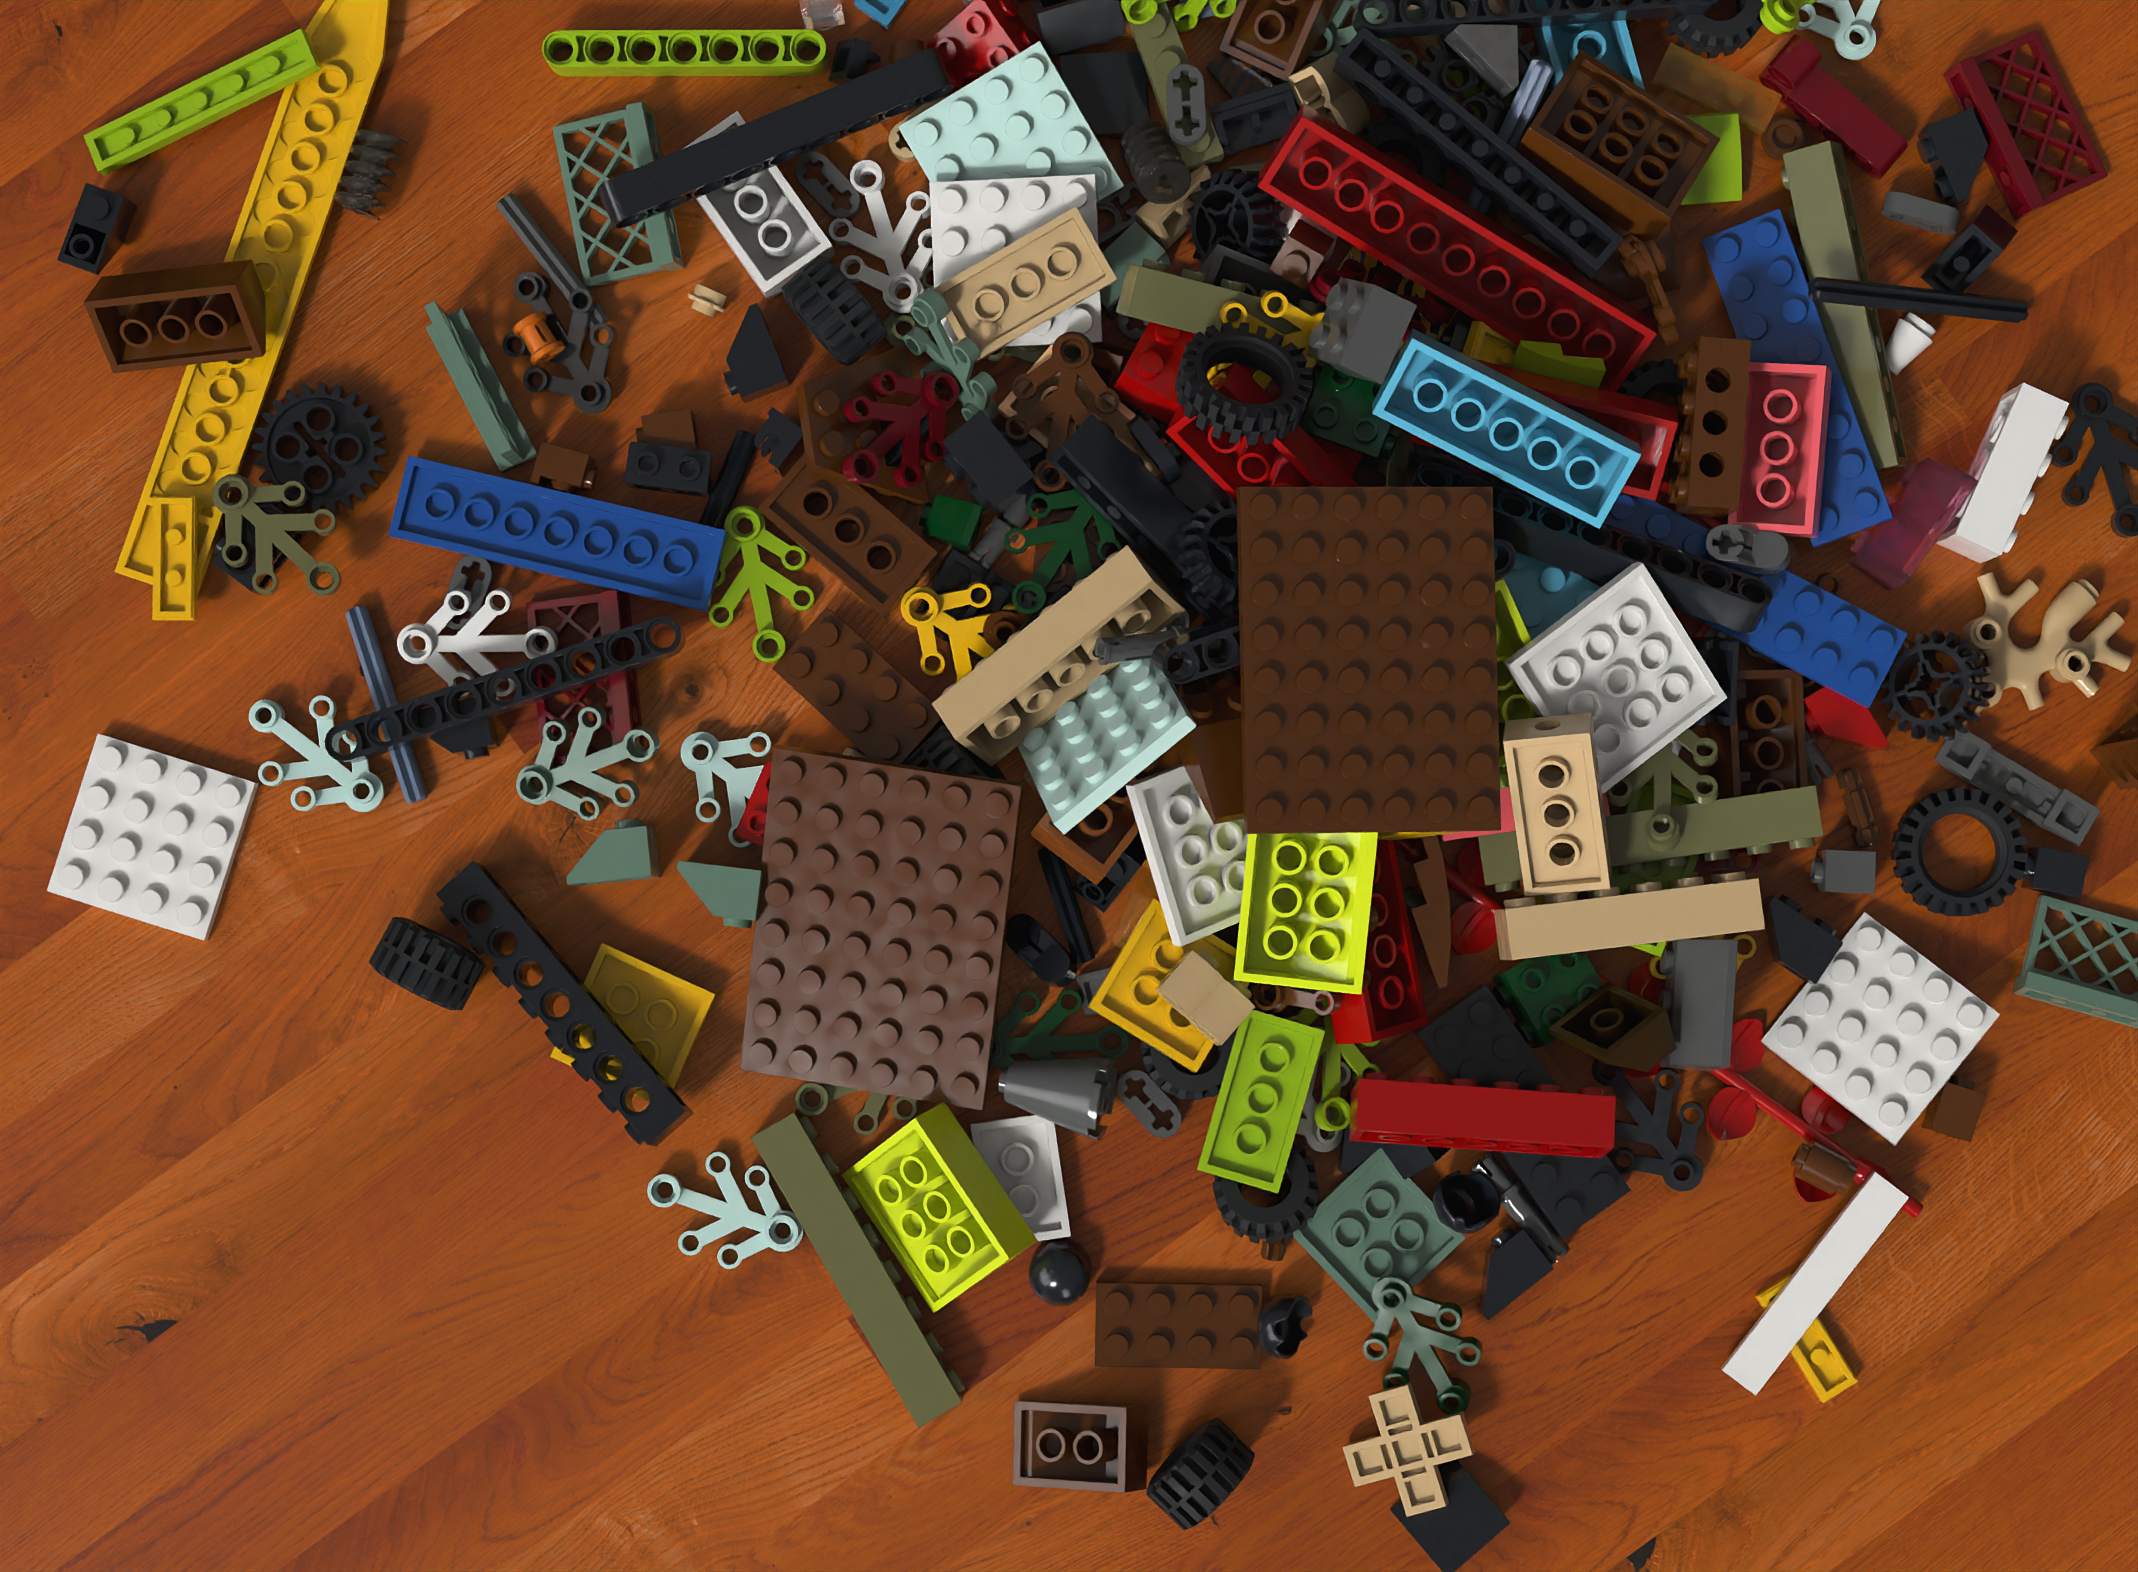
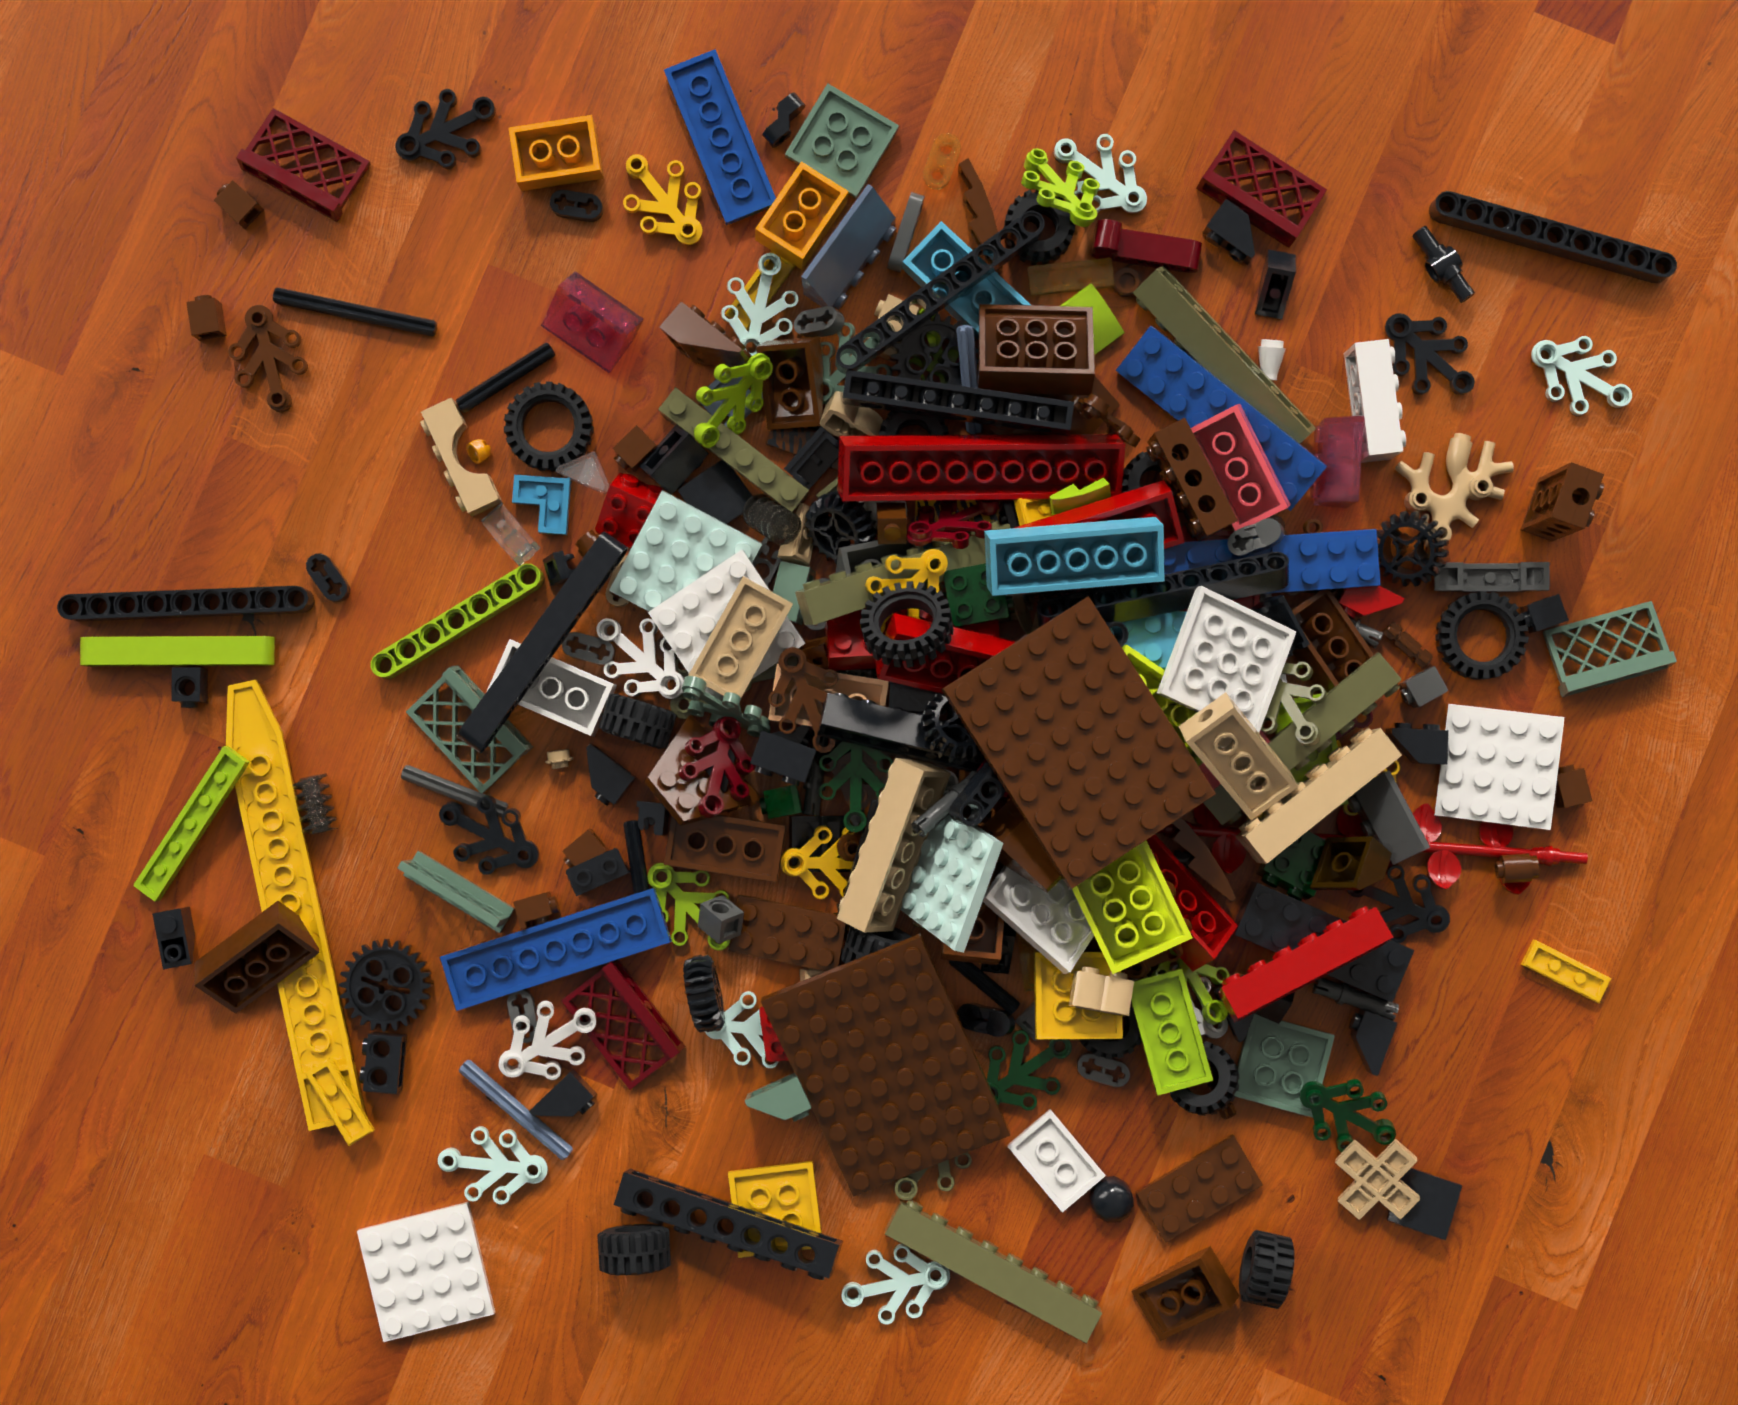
camera: 30 degrees left, 0 degrees up
(271, 530) = (387, 1051): olive plant -> none
(484, 689) = (574, 1073): black beam -> none
(538, 338) = (474, 842): orange bush -> none
(582, 767) = (654, 1076): sand green plant -> none
(619, 856) = (708, 1116): sand green slope -> none
(708, 699) = (704, 993): none -> black gear
(786, 621) = (720, 919): none -> dark grey brick
(939, 1206) = (1019, 1206): neon yellow slope -> none
(1063, 1091) = (1050, 1095): dark grey cone -> none
(1148, 437) = (883, 691): black plate -> none
(1195, 104) = (764, 480): dark grey beam -> none
(1280, 1324) = (1259, 1153): black hair -> none
(1360, 330) = (955, 551): dark grey brick -> none
(1466, 1201) = (1322, 1014): black hair -> none
(1489, 52) = (929, 339): flat silver slope -> none
(1814, 1283) = (1552, 937): white tile -> none
(1917, 299) = (1263, 330): black axle -> none
(1920, 213) = (1233, 277): dark grey beam -> none

